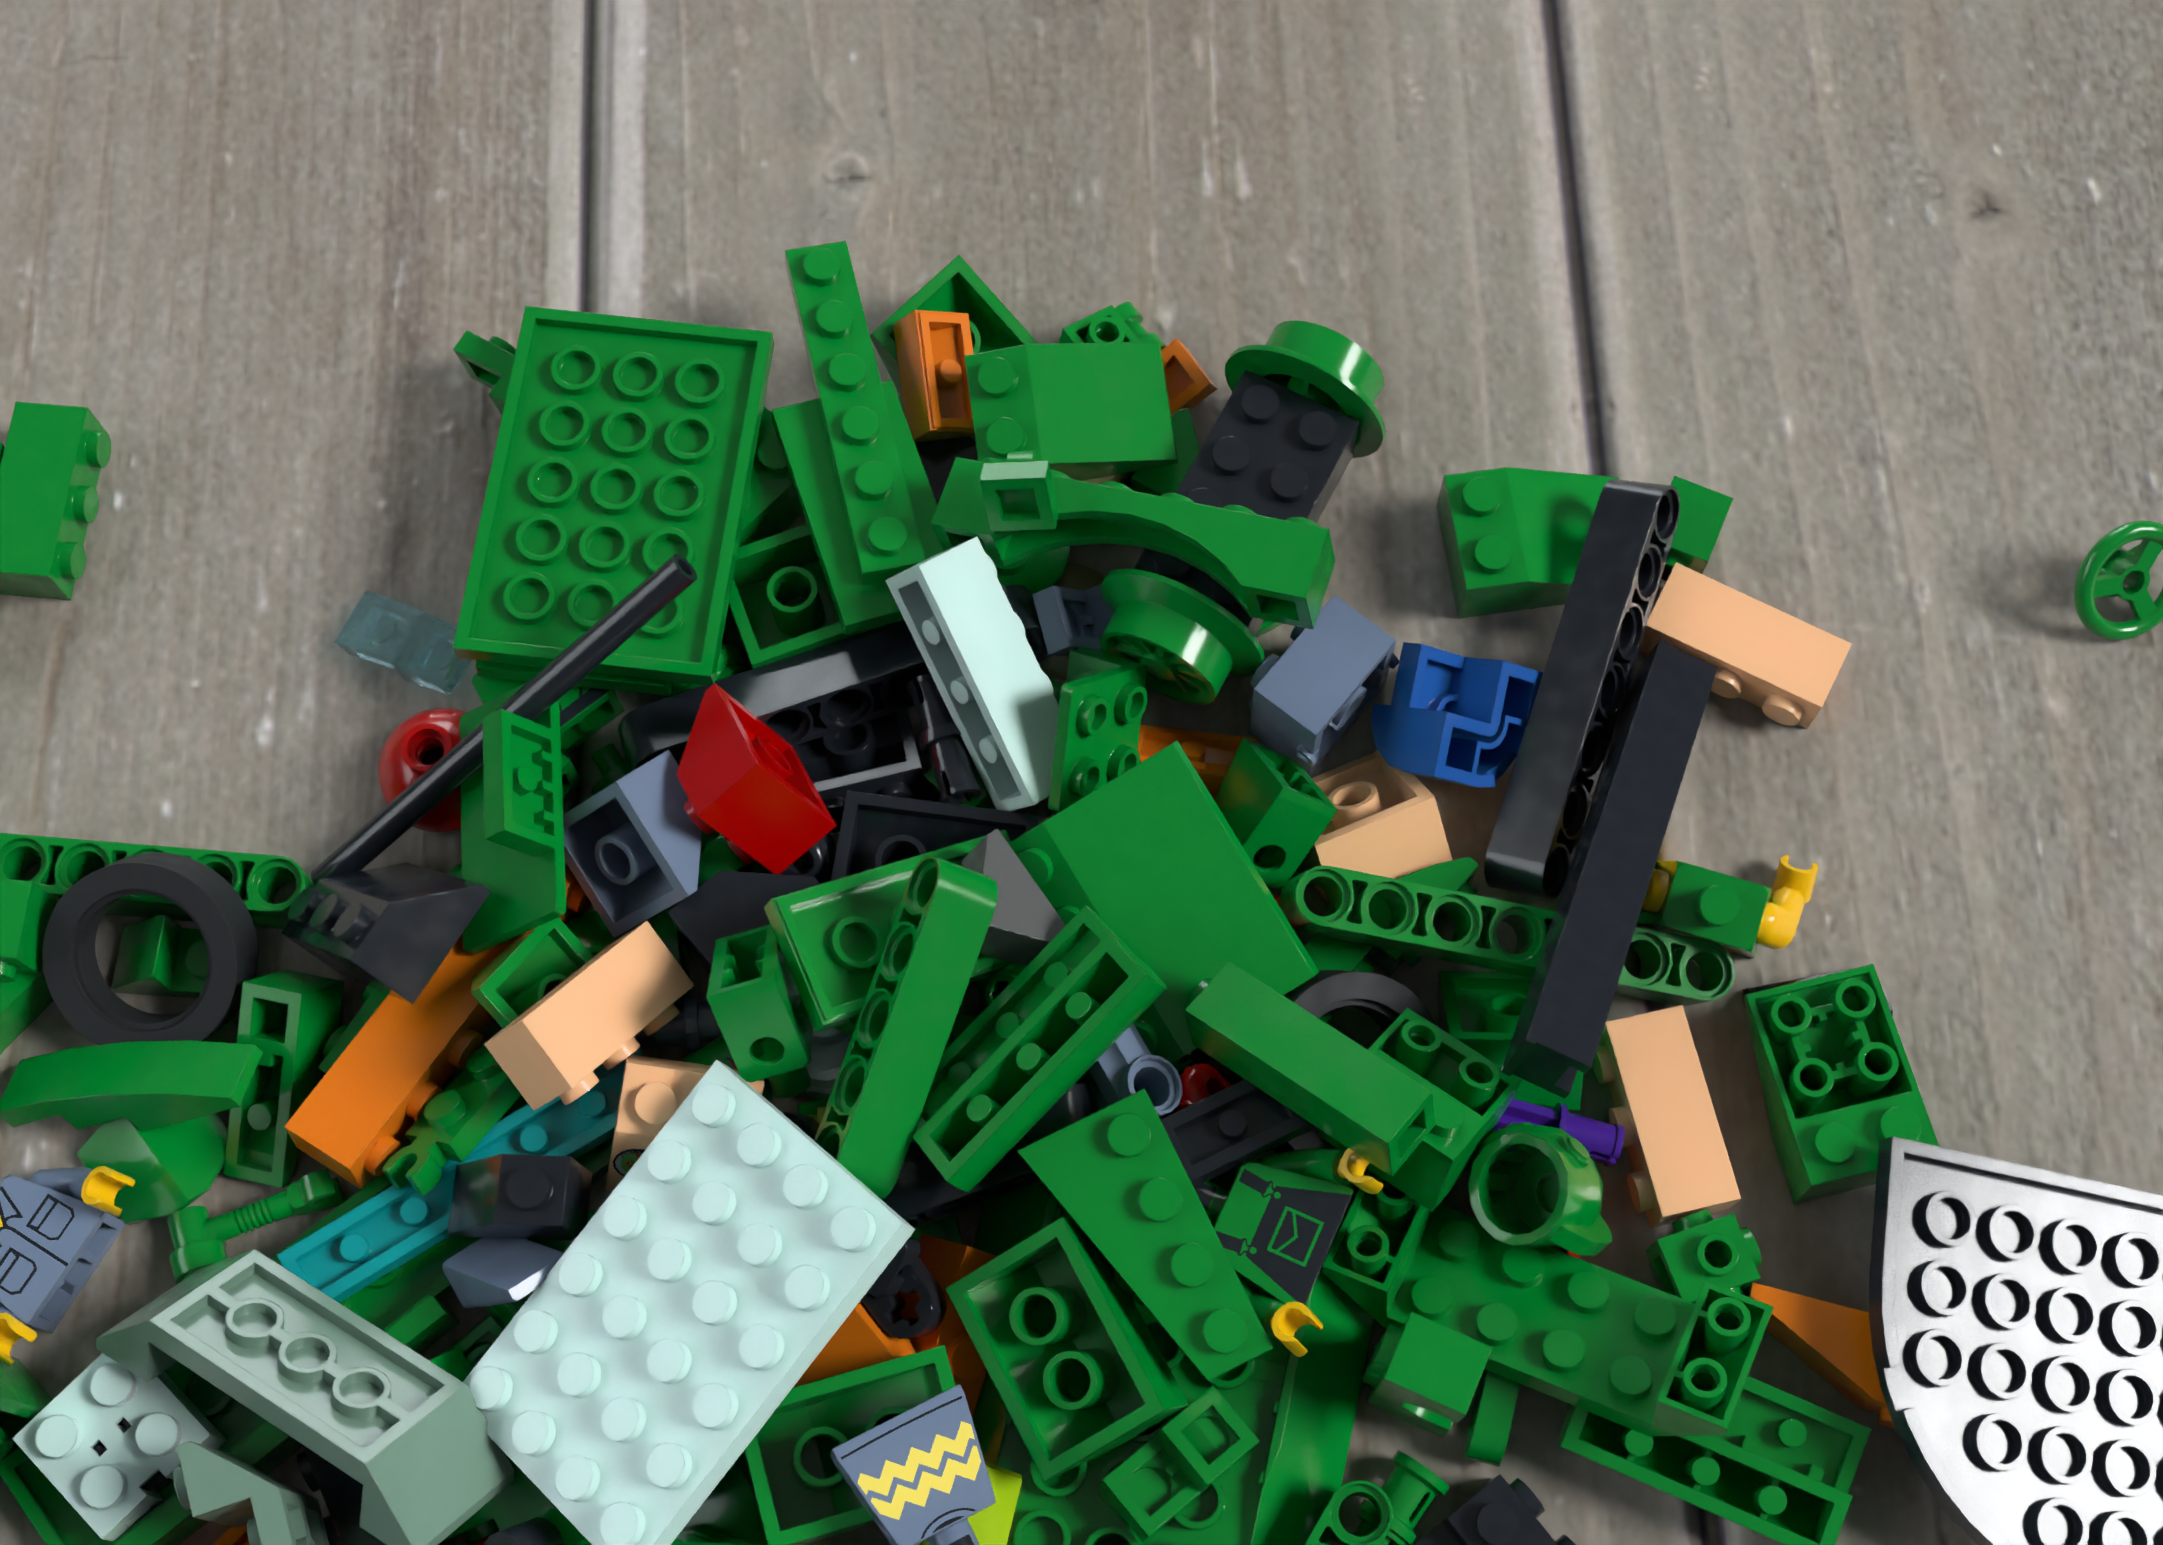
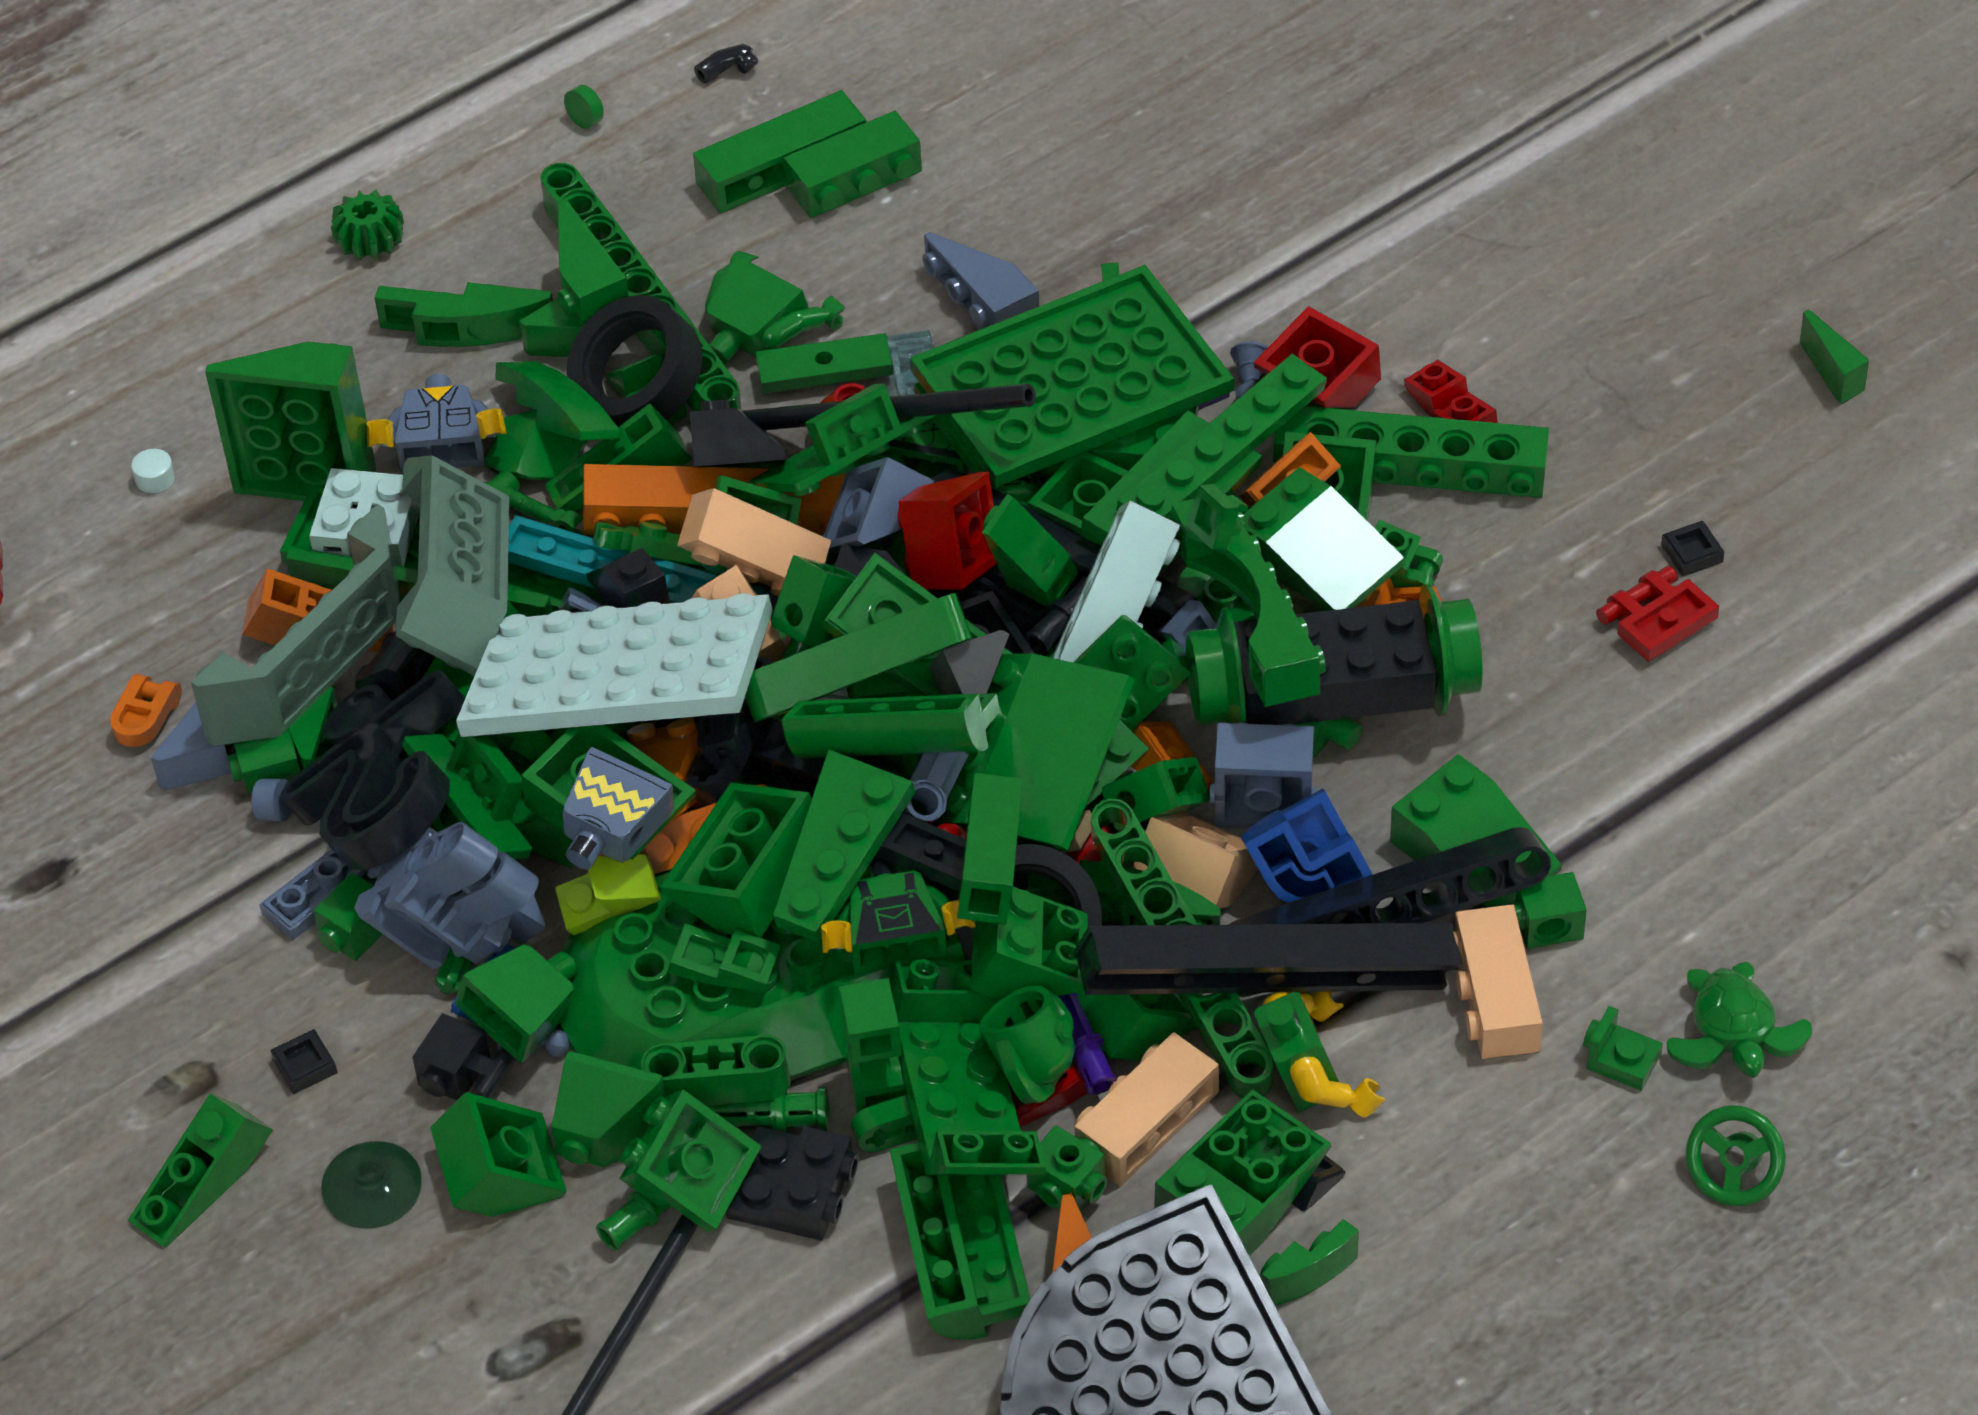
camera: 55 degrees right, 20 degrees down
(175, 755) = (759, 310): none -> green torso
(335, 703) = (824, 363): none -> green tile
(365, 486) = (980, 282): none -> sand blue slope
(707, 299) = (1244, 356): none -> sand blue piece
(774, 214) = (1333, 350): none -> red slope
(867, 722) = (1027, 553): none -> green slope
(930, 150) = (1445, 394): none -> red slope
(1055, 127) = (1436, 450): none -> green brick
(1298, 68) = (1692, 548): none -> black tile
(1382, 152) = (1666, 619): none -> red plate
(1905, 591) = (1620, 1052): none -> green bracket
(1951, 460) = (1737, 1020): none -> green animal
(1987, 1113) = (1303, 1271): none -> green slope

